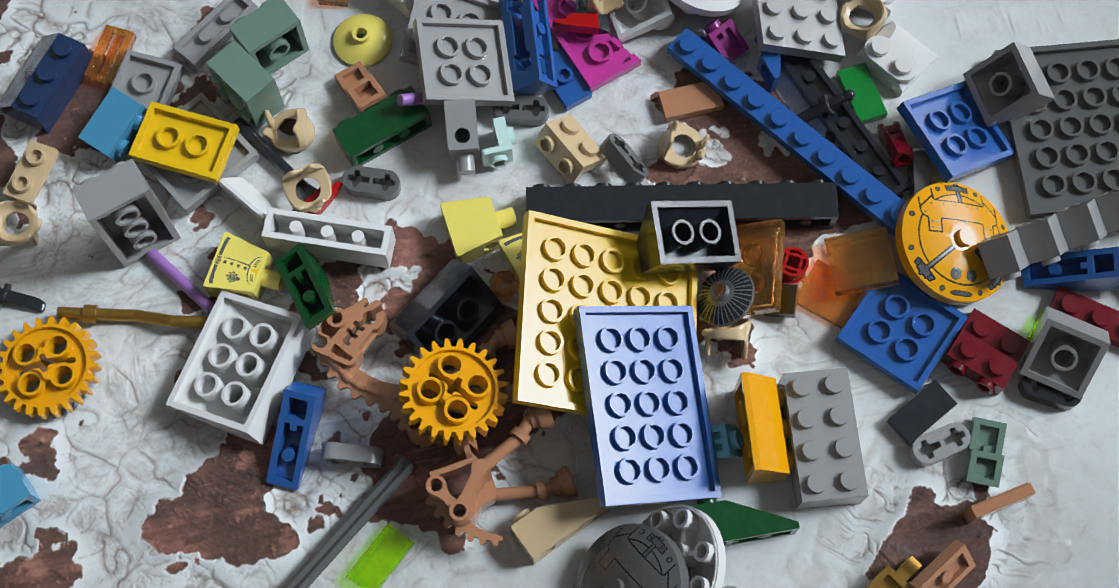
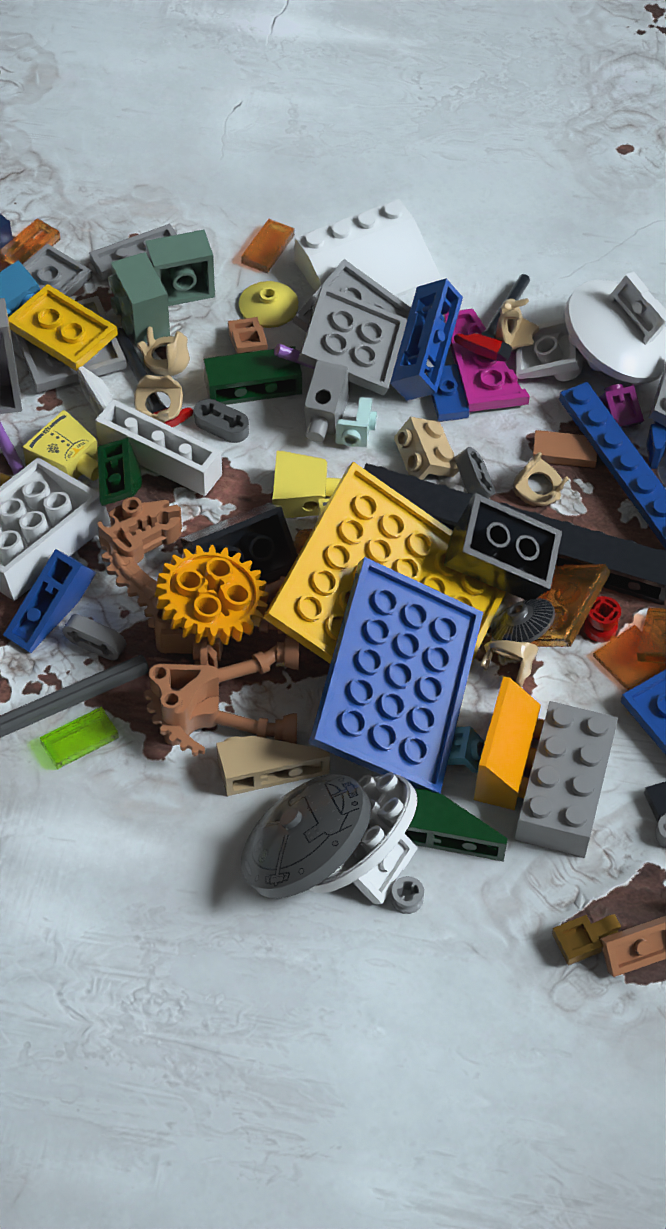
camera: 20 degrees right, 15 degrees down
(521, 111) = (394, 404): dark grey beam -> none
(789, 300) = (582, 650): dark brown tile -> none

